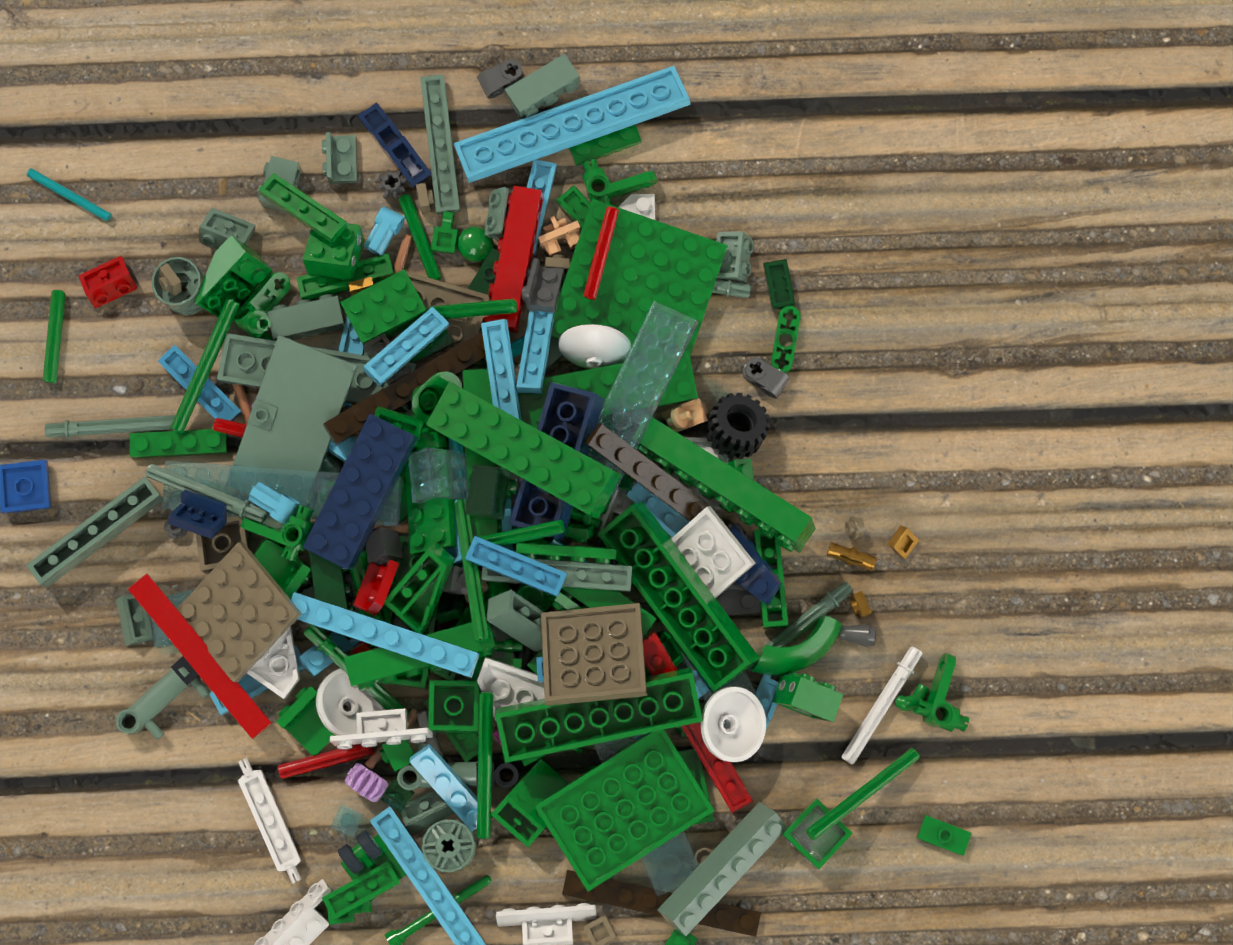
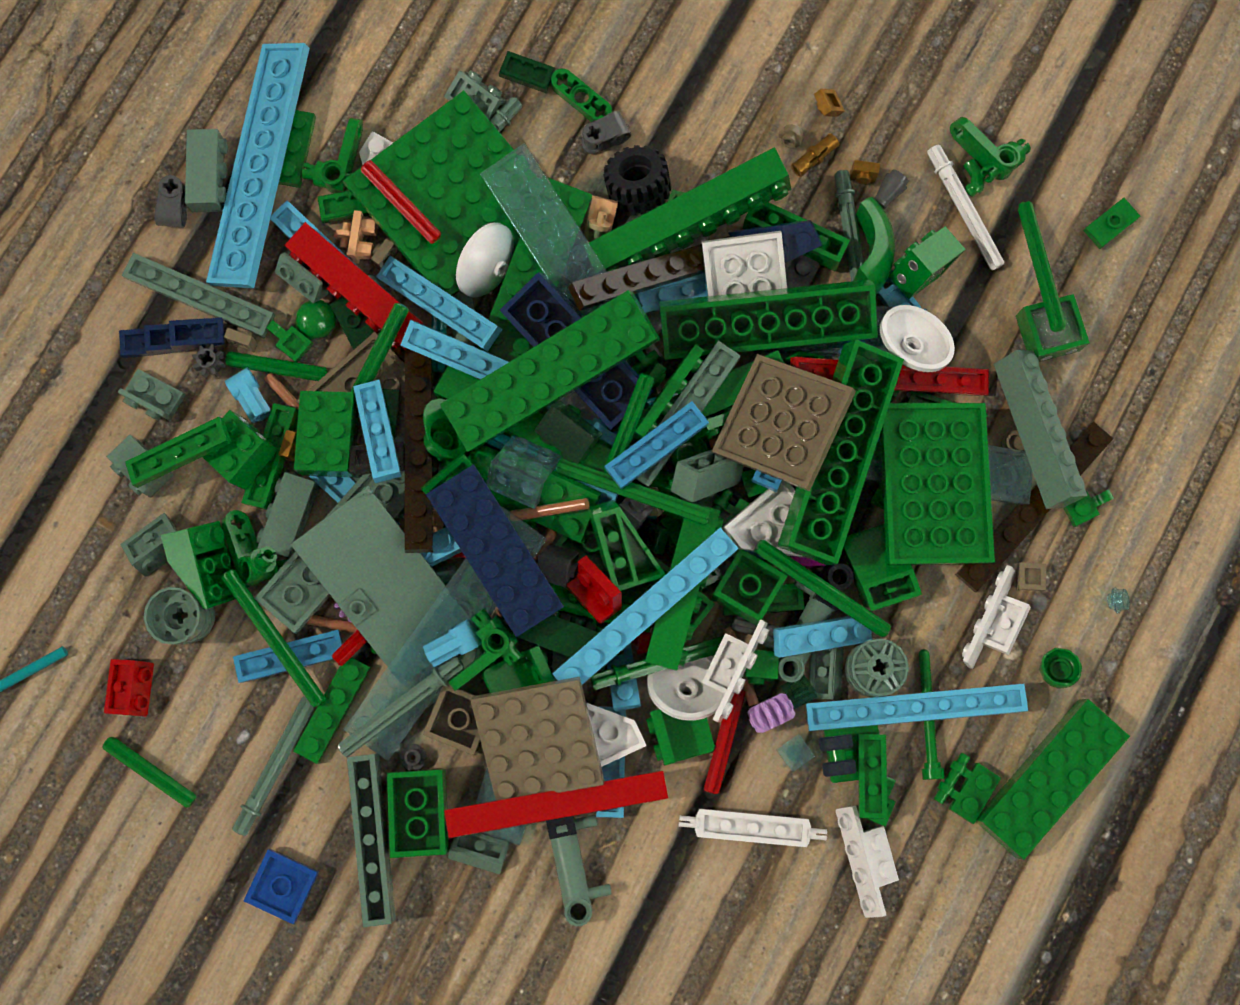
camera: 60 degrees left, 0 degrees up
(134, 553) = (417, 813): none -> green brick
(169, 280) = (167, 621): dark tan plate -> none
(199, 514) = (418, 724): dark blue bracket -> none
(420, 516) = (552, 509): none -> nougat bar
(543, 287) = (400, 276): dark grey bracket -> none

